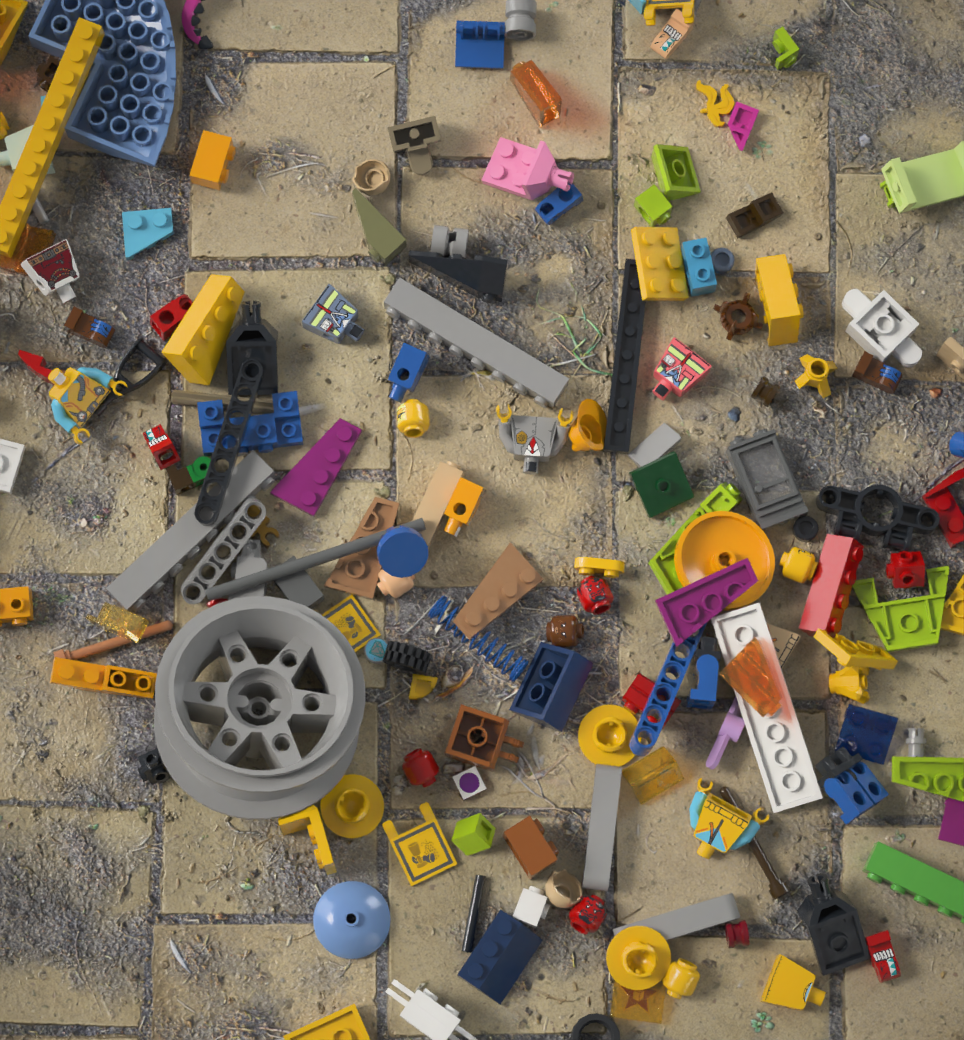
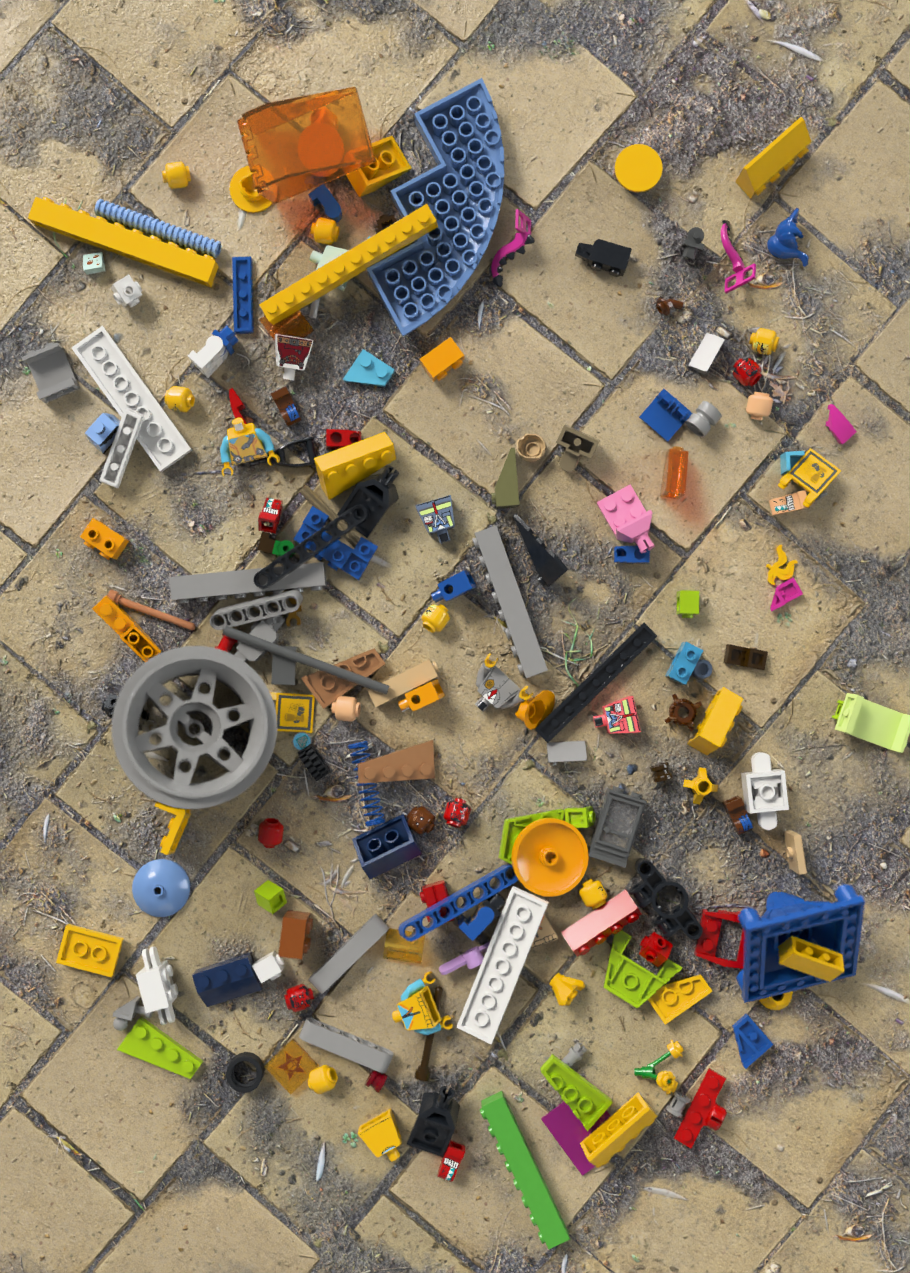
camera: 40 degrees right, 10 degrees up
(120, 622) = (161, 603): clear yellow panel -> none
(315, 473) = (350, 604): magenta wing -> none
(353, 807) = (215, 824): yellow piece -> none
(402, 551) = (359, 698): blue piece -> none
(421, 686) = (311, 784): yellow tile -> none
(422, 849) = (234, 880): yellow flag -> none
(449, 242) = (540, 521): light grey wheel -> none
(469, 783) = (293, 863): tile -> none
(473, 913) = (234, 941): black bar -> none
(492, 731) = (315, 856): dark orange hinge -> none
(563, 889) = (296, 972): tan hair -> none
(588, 566) = (479, 804): yellow plate -> none
(607, 734) = (397, 901): yellow piece -> none
(638, 957) = (306, 1049): yellow piece -> none
(659, 263) = (662, 642): yellow plate -> none
(661, 484) = (551, 779): dark green plate -> none
(674, 171) = (719, 591): lime slope -> none
(700, 601) = (507, 872): magenta wing -> none
(753, 678) = (506, 946): clear orange slope -> none
(784, 44) = (853, 565): lime bracket -> none
(805, 529) = (616, 873): black tile -> none
(850, 784) = (514, 1050): blue hips -> none
(858, 654) = (581, 978): yellow wing -> none
(866, 733) = (549, 1025): clear blue hinge -> none

